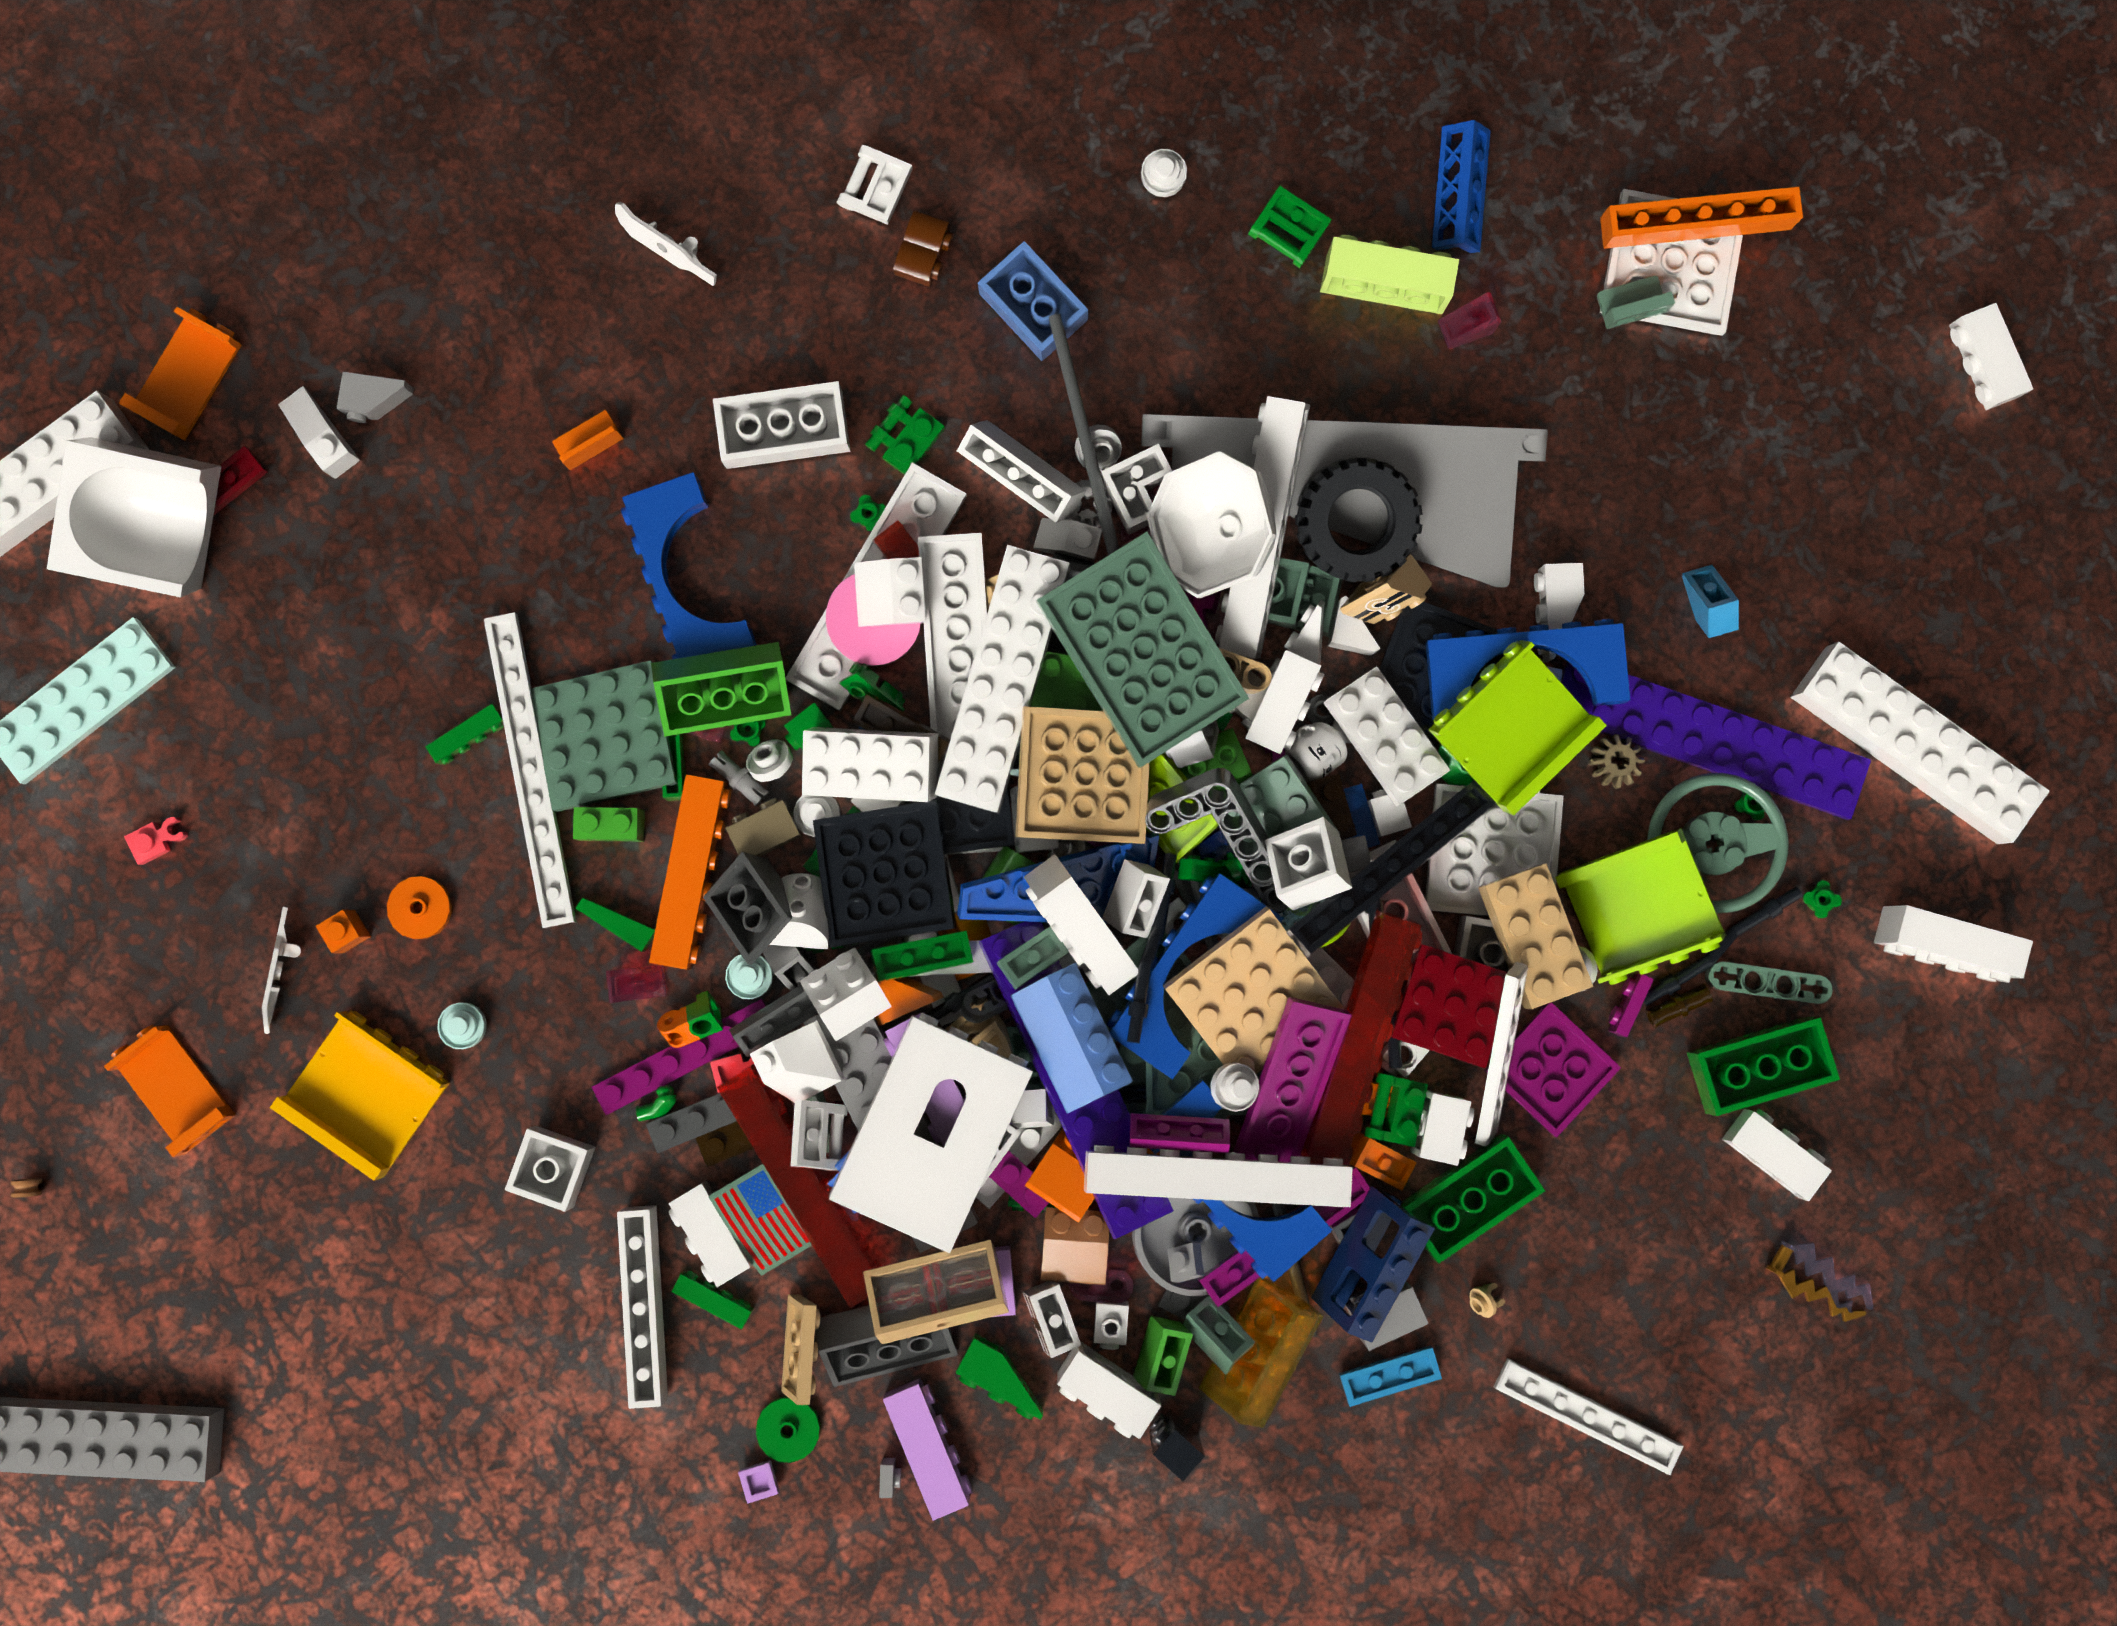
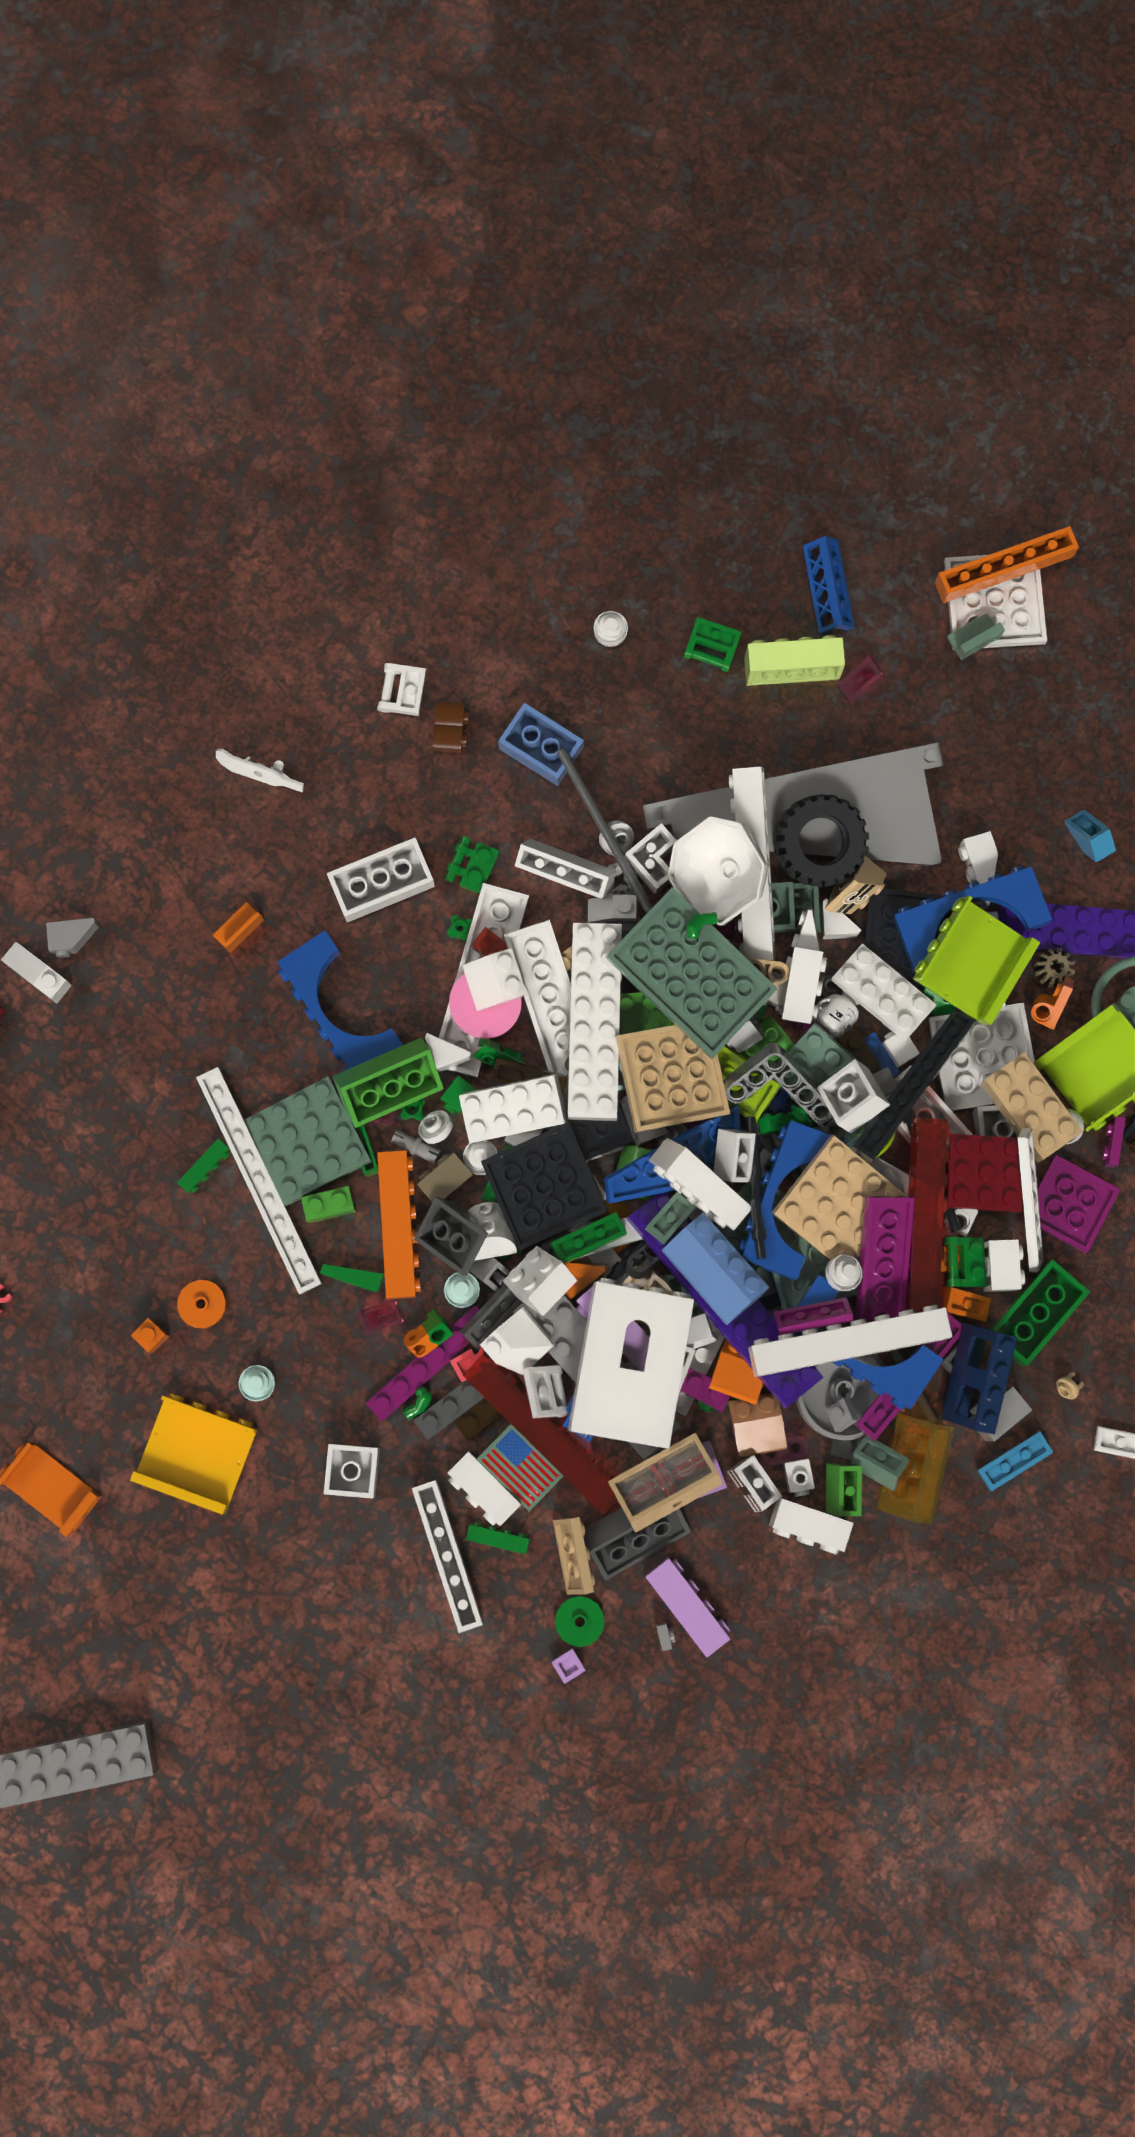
camera: 20 degrees left, 5 degrees down
(281, 948) = (106, 1379): white piece -> none
(803, 671) = (446, 1054): none -> white slope
(993, 1370) = (720, 1534): green slope -> none
(1167, 586) = (698, 921): none -> green arm
(1175, 1444) = (871, 1549): black brick -> none
(1604, 807) = (1055, 1005): none -> orange plate

